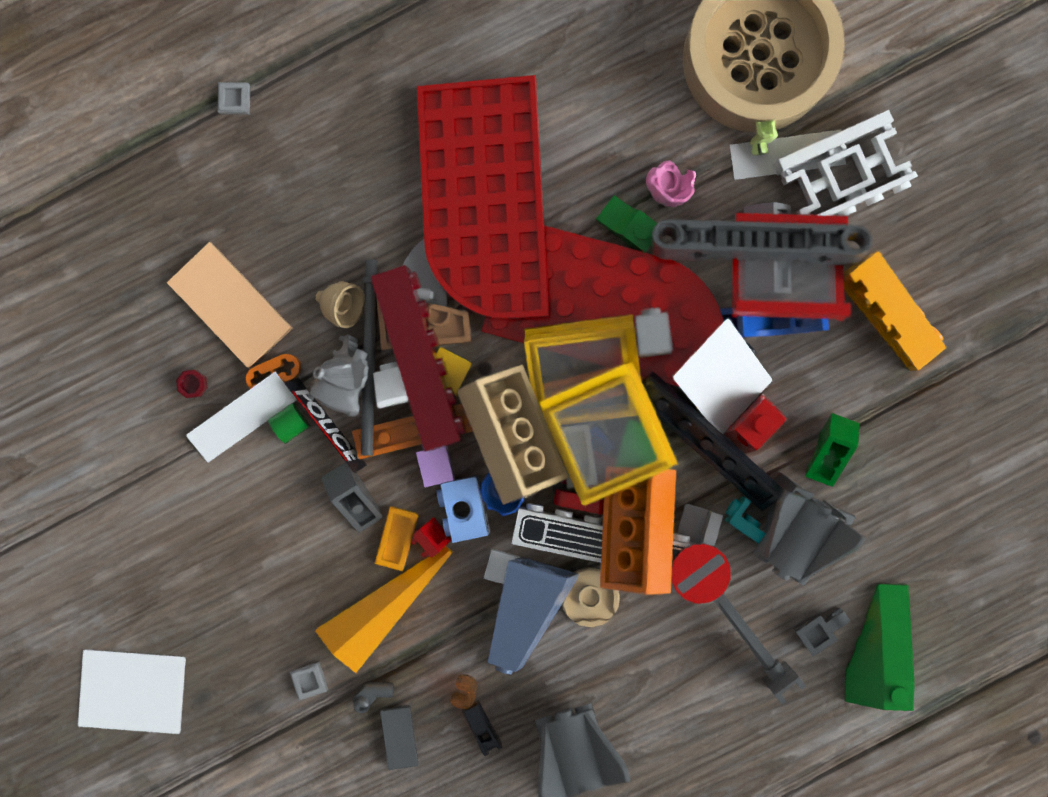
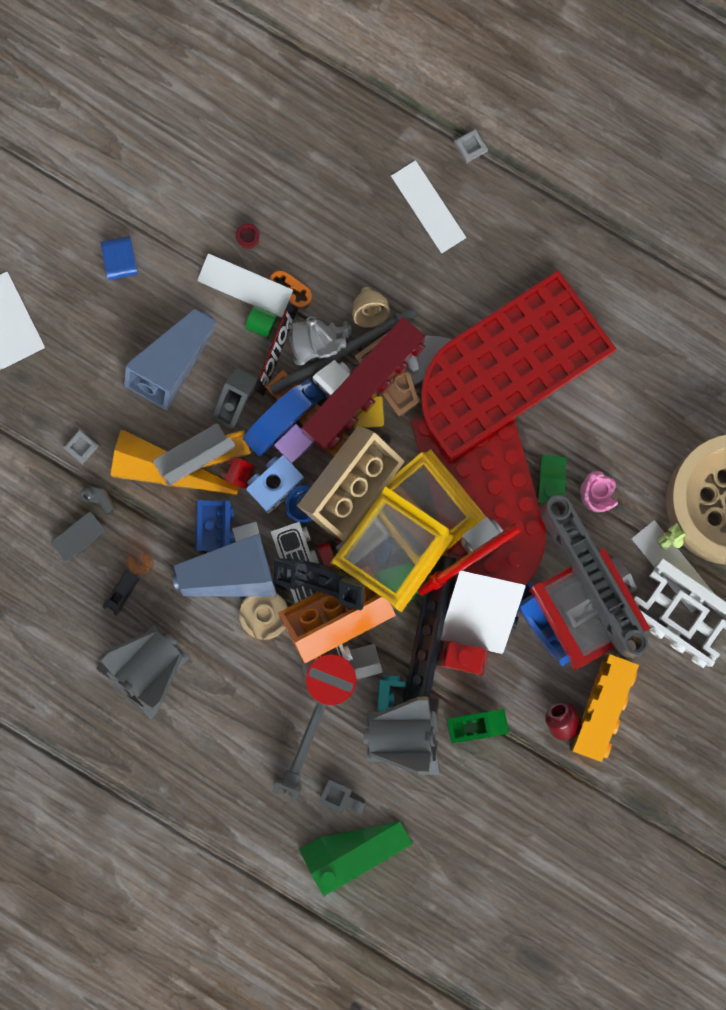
camera: 50 degrees right, 5 degrees down
(136, 529) = (119, 258): none -> blue piece
(229, 305) = (320, 230): light nougat tile -> none
(271, 180) = (428, 206): none -> white sticker
(272, 541) = (167, 362): none -> sand blue slope
(384, 575) = (193, 454): none -> light grey panel
(399, 459) = (282, 416): none -> blue arch
(469, 596) = (213, 525): none -> blue bracket
(592, 523) = (320, 578): none -> black slope
(666, 401) = (439, 579): none -> red bar
(880, 361) = (563, 721): none -> dark red head

